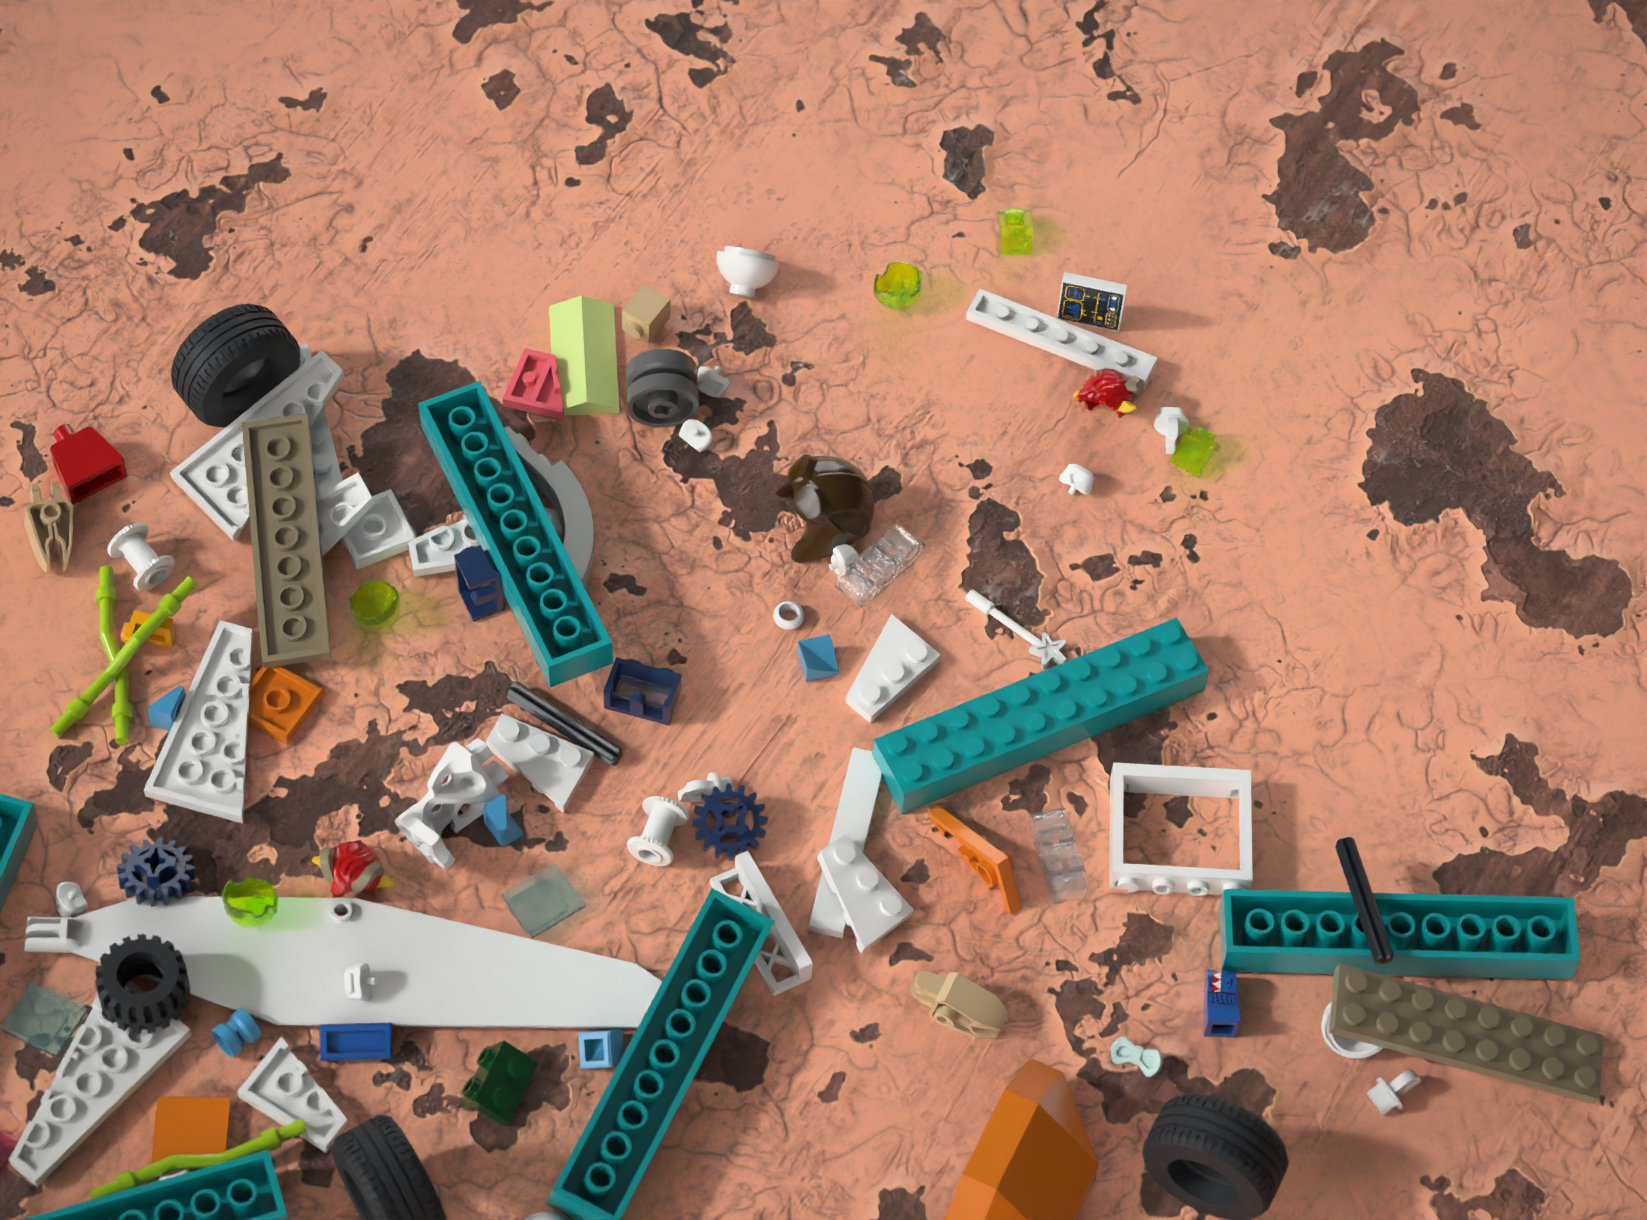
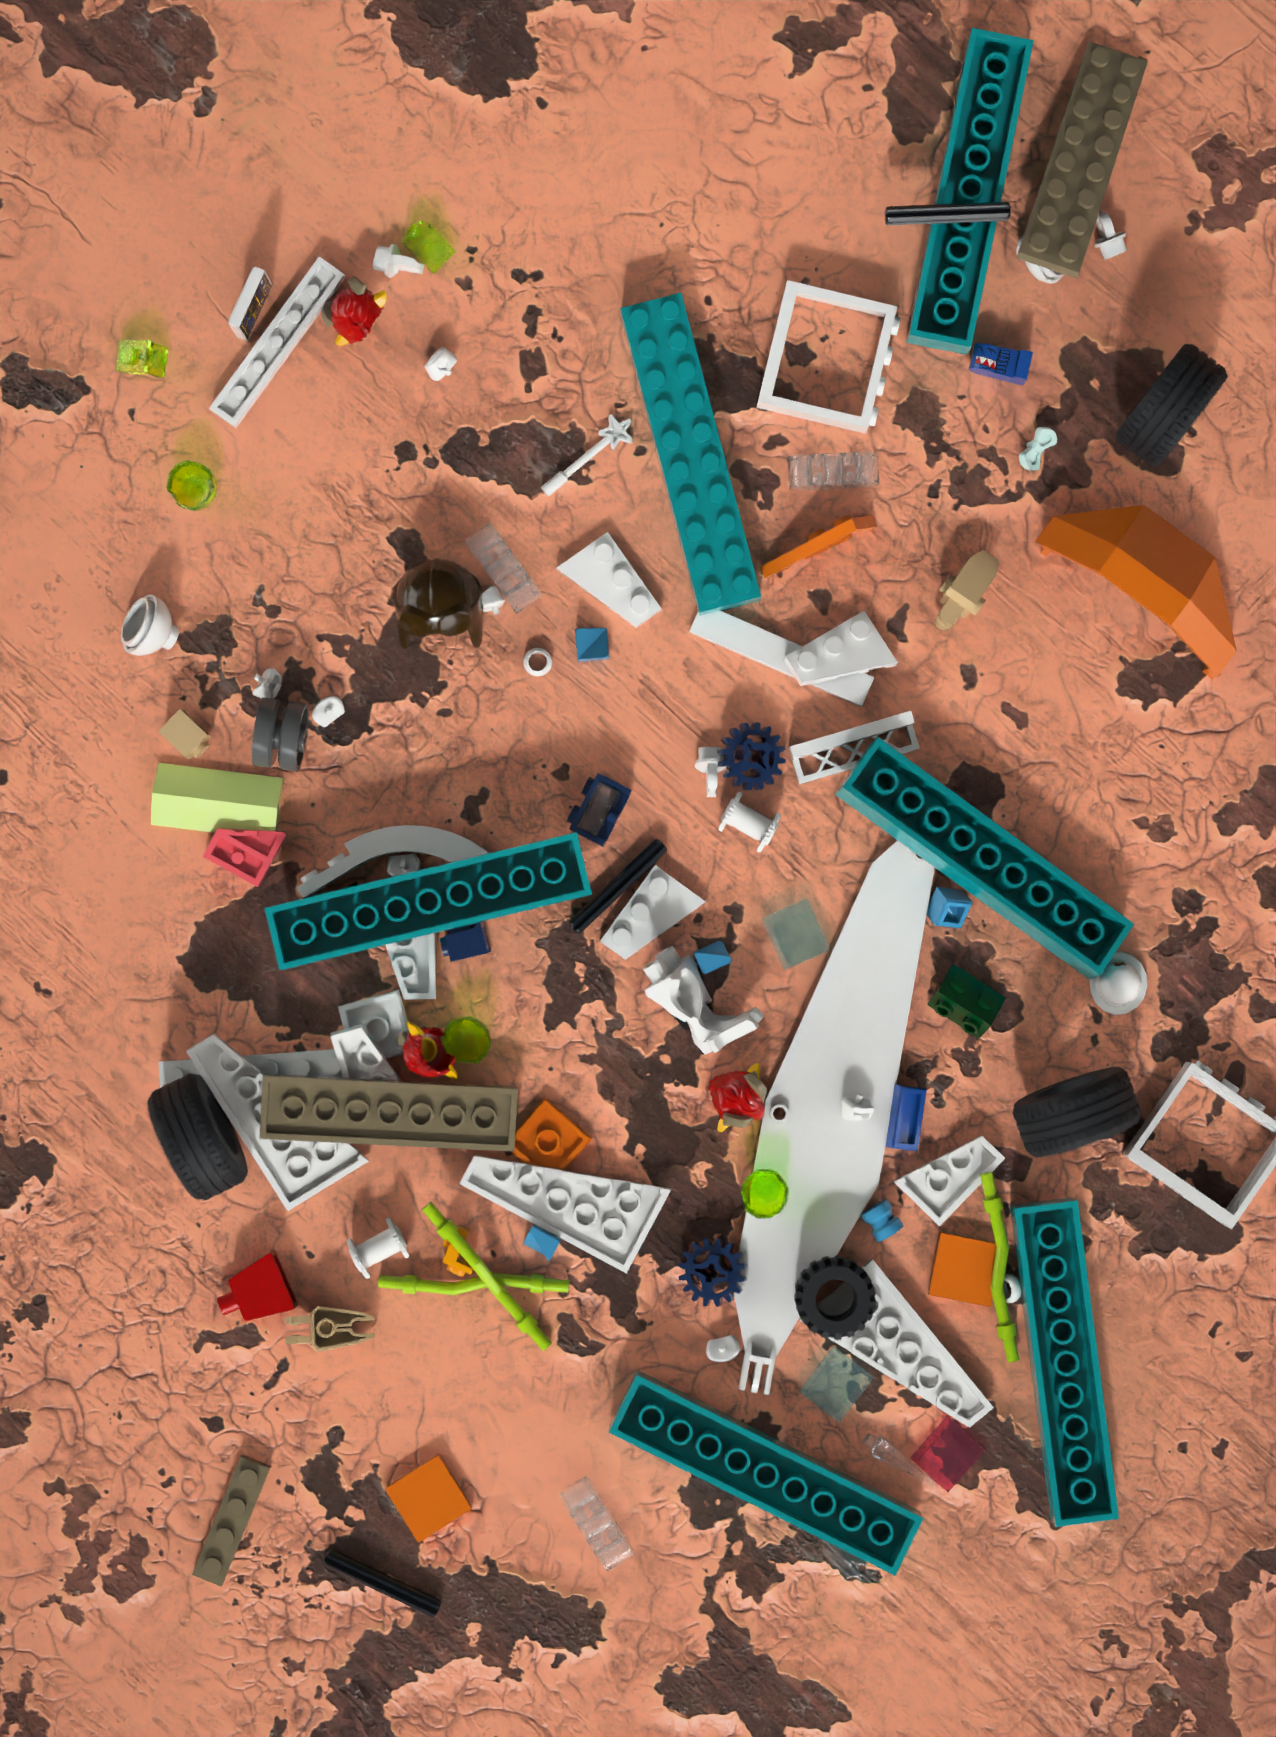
camera: 75 degrees left, 30 degrees up
(355, 564) = (425, 1052): none -> red hair

